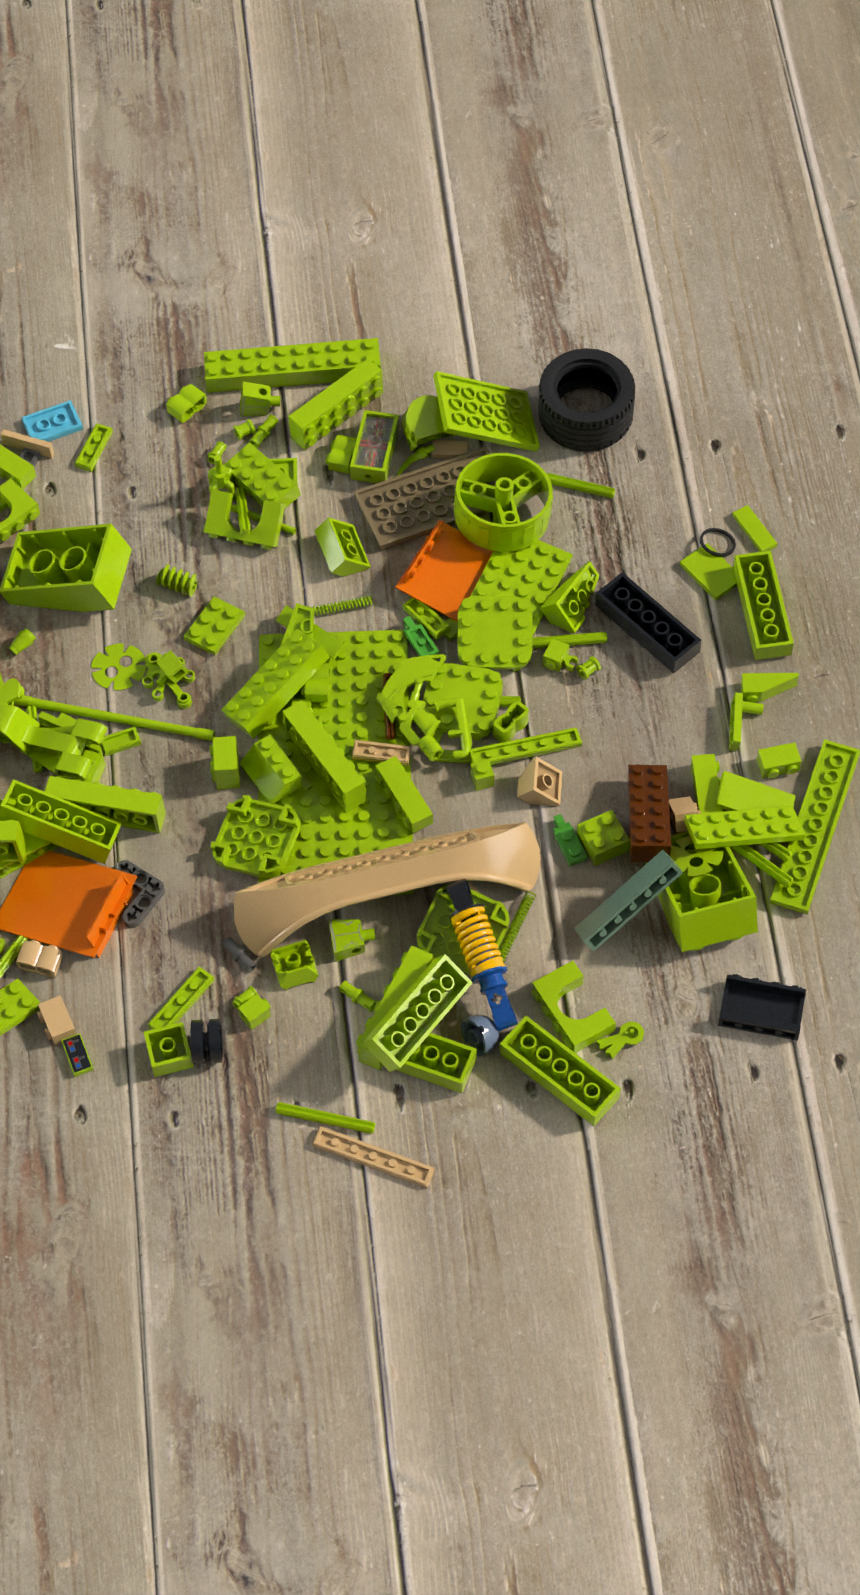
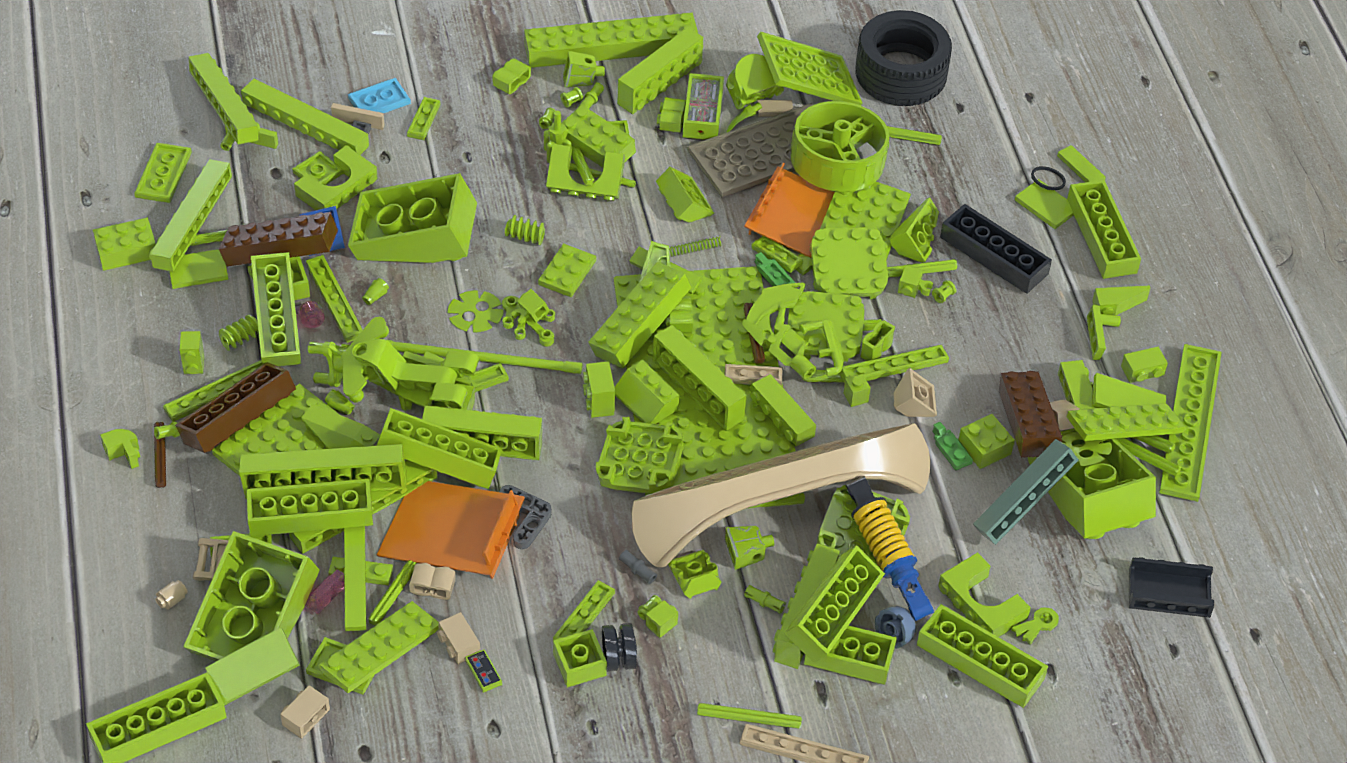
camera: 10 degrees left, 10 degrees down
(516, 924) = (916, 519): lime piece -> none

